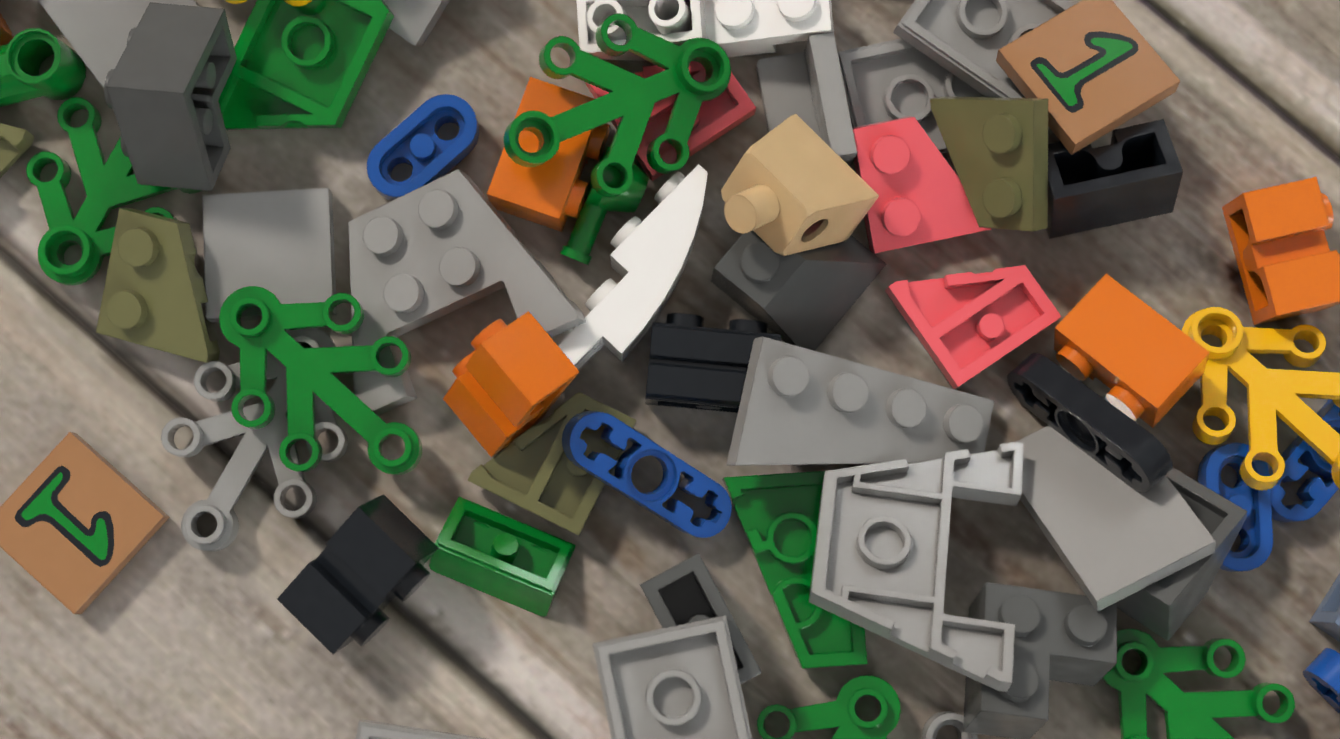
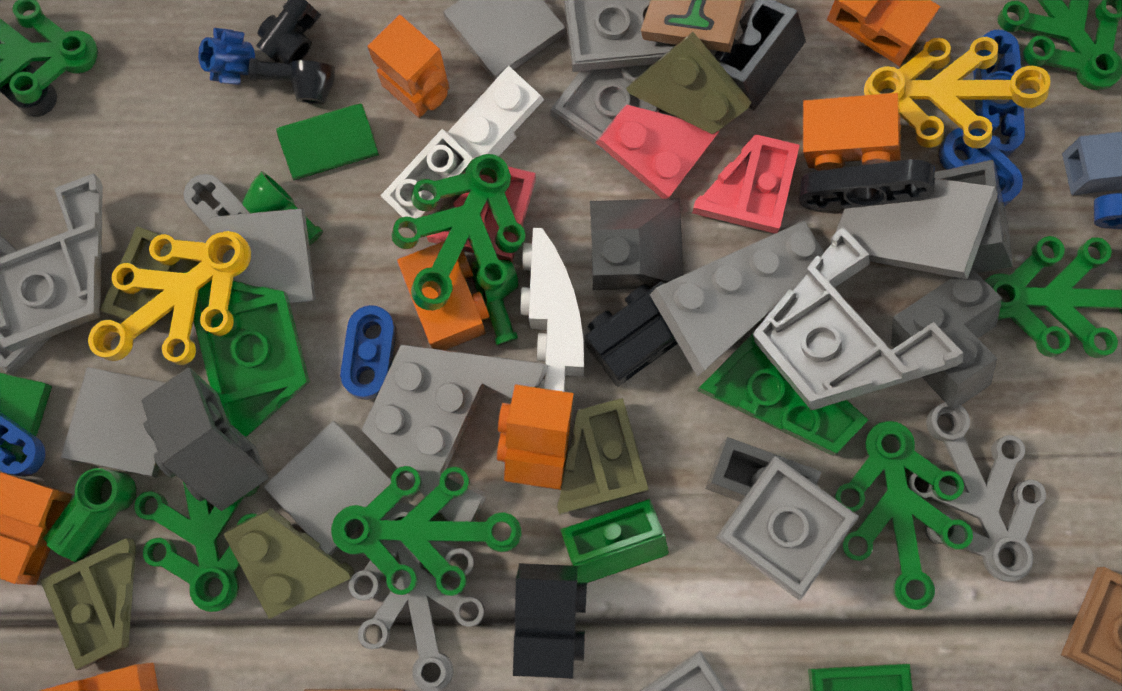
camera: 30 degrees left, 5 degrees down
(694, 482) = (670, 407): blue beam -> none
(795, 191) = (601, 196): tan torso -> none
(813, 89) = (563, 151): light grey panel -> none

